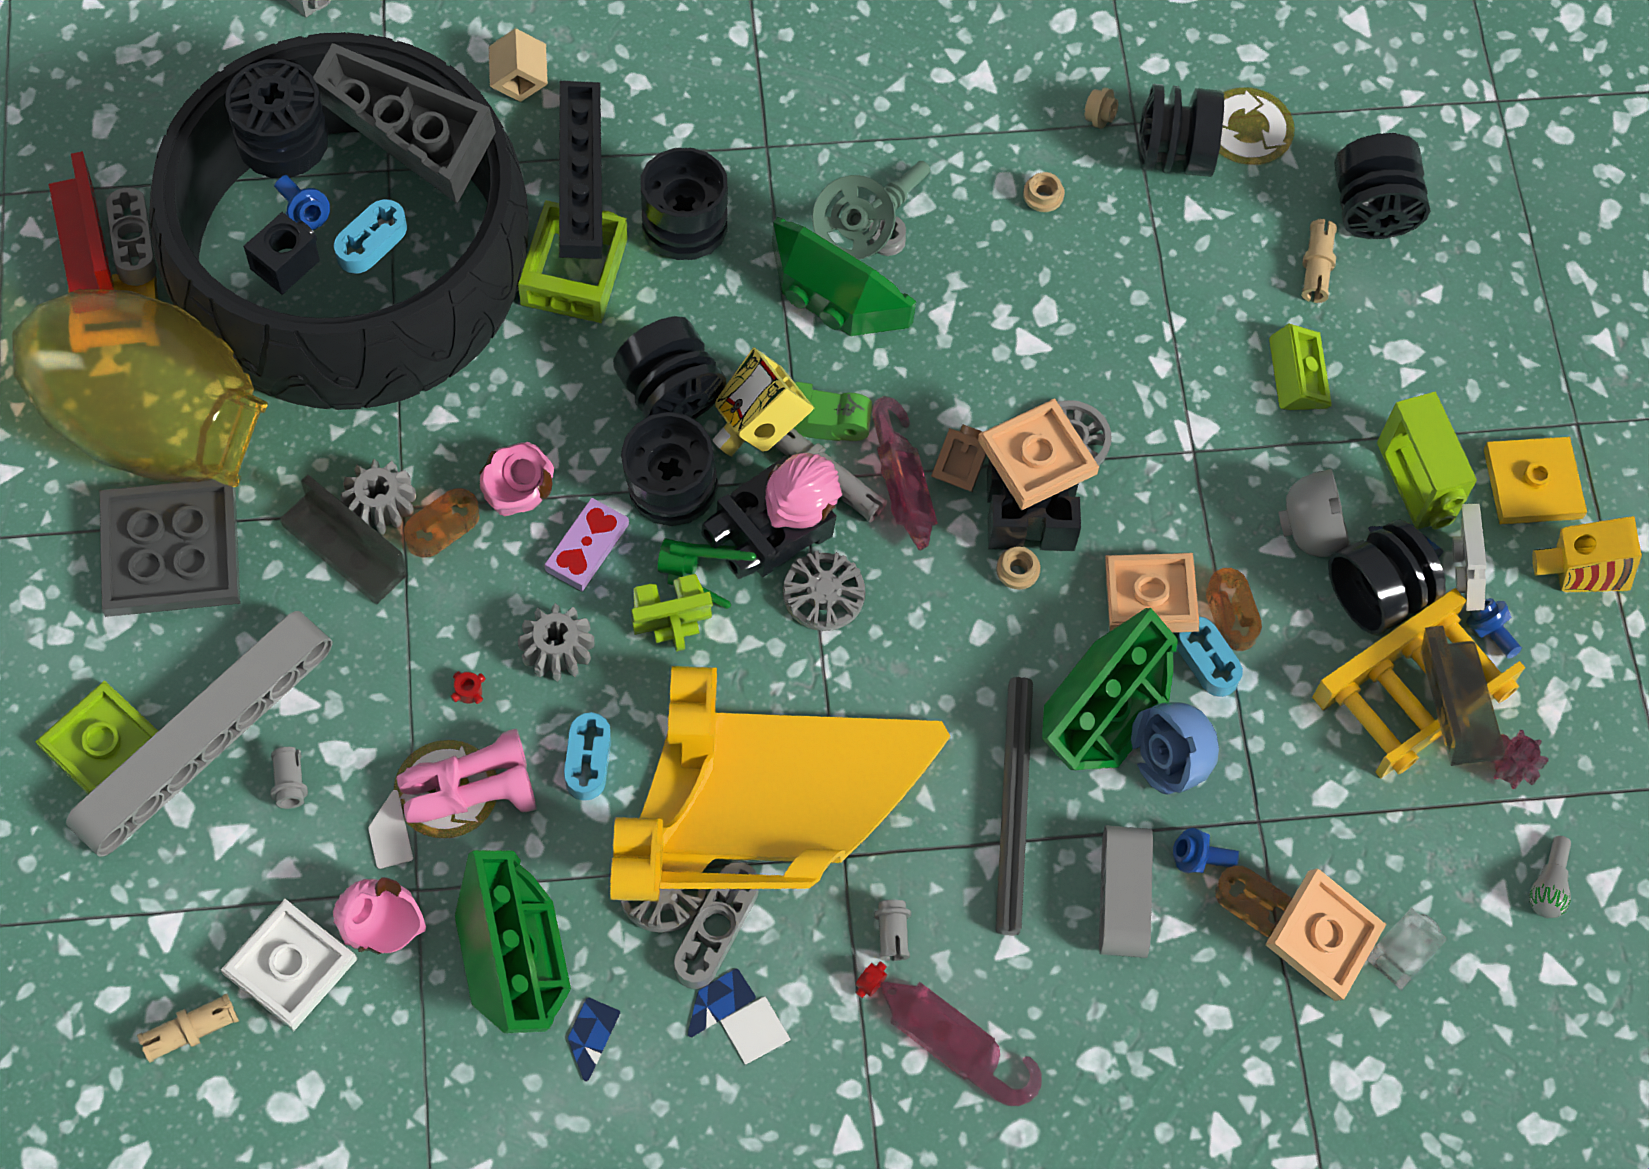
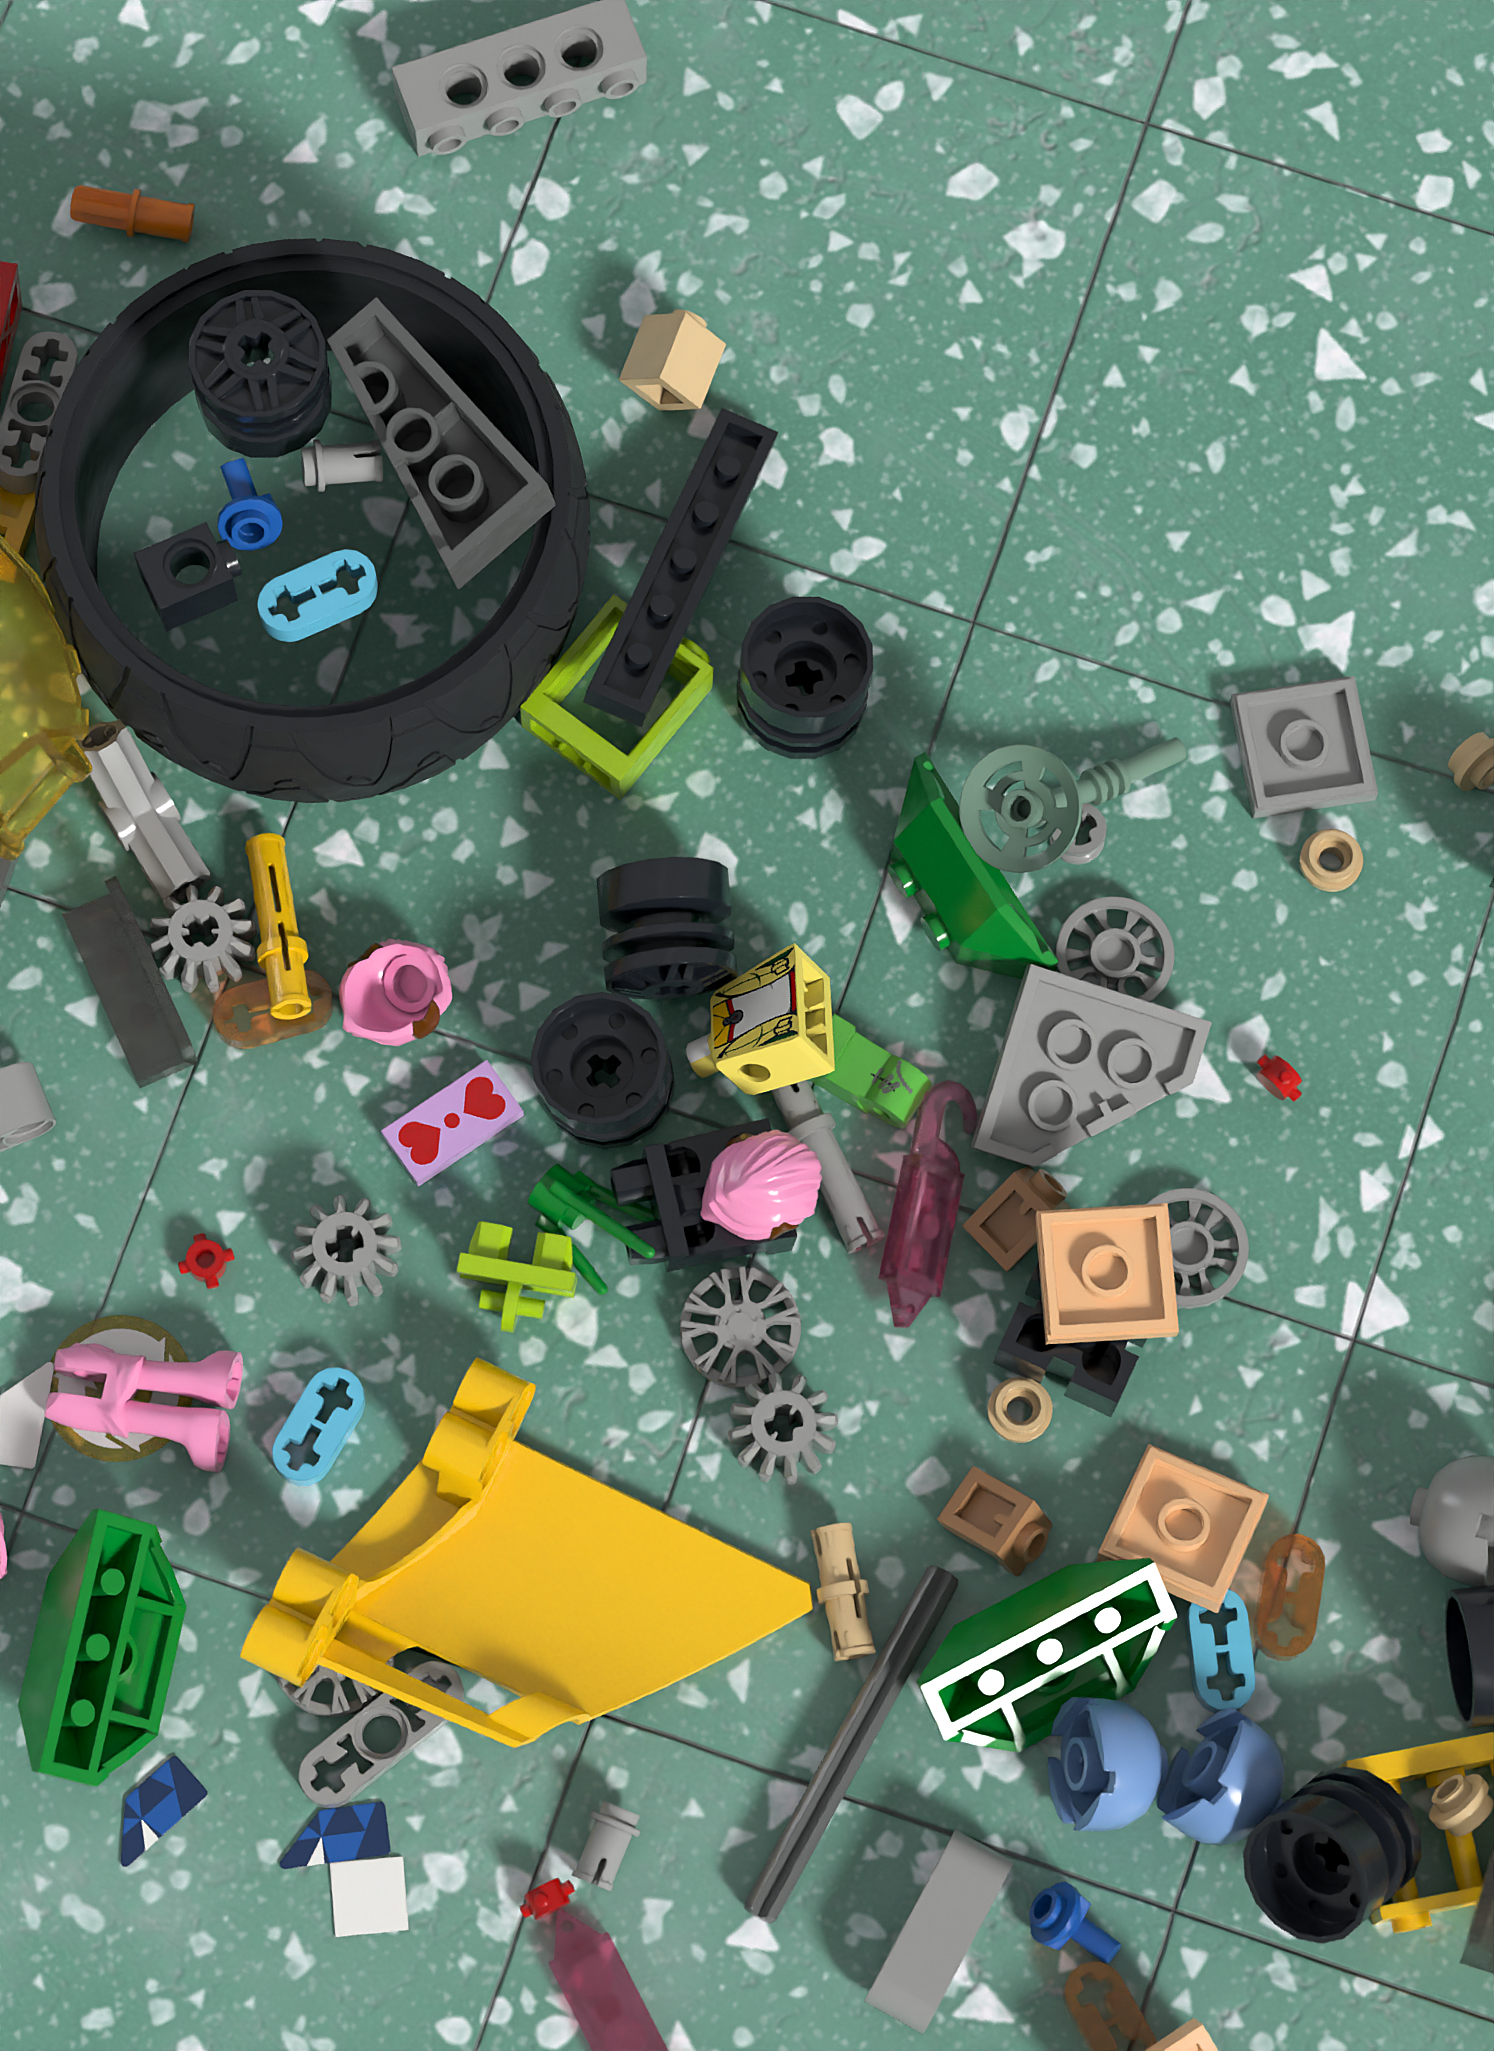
camera: 25 degrees right, 10 degrees up
(140, 106) = (132, 212): none -> orange axle
(305, 438) = (141, 812): none -> light grey piece
(350, 156) = (341, 463): none -> light grey pin
(431, 480) = (278, 927): none -> yellow pin
(883, 621) = (761, 1418): none -> light grey gear
(945, 293) = (1115, 951): none -> light grey wheel
(955, 357) = (1080, 1064): none -> light grey plate
(964, 717) = (842, 1592): none -> tan pin
(995, 140) = (1303, 747): none -> light grey tile
(1037, 635) = (997, 1520): none -> medium nougat bracket
(1075, 321) = (1279, 1077): none -> red piece
(1255, 724) = (1226, 1782): none -> medium blue cylinder
(1330, 752) = (1332, 1854): none -> black wheel
(1402, 674) = (1461, 1804): none -> tan plate

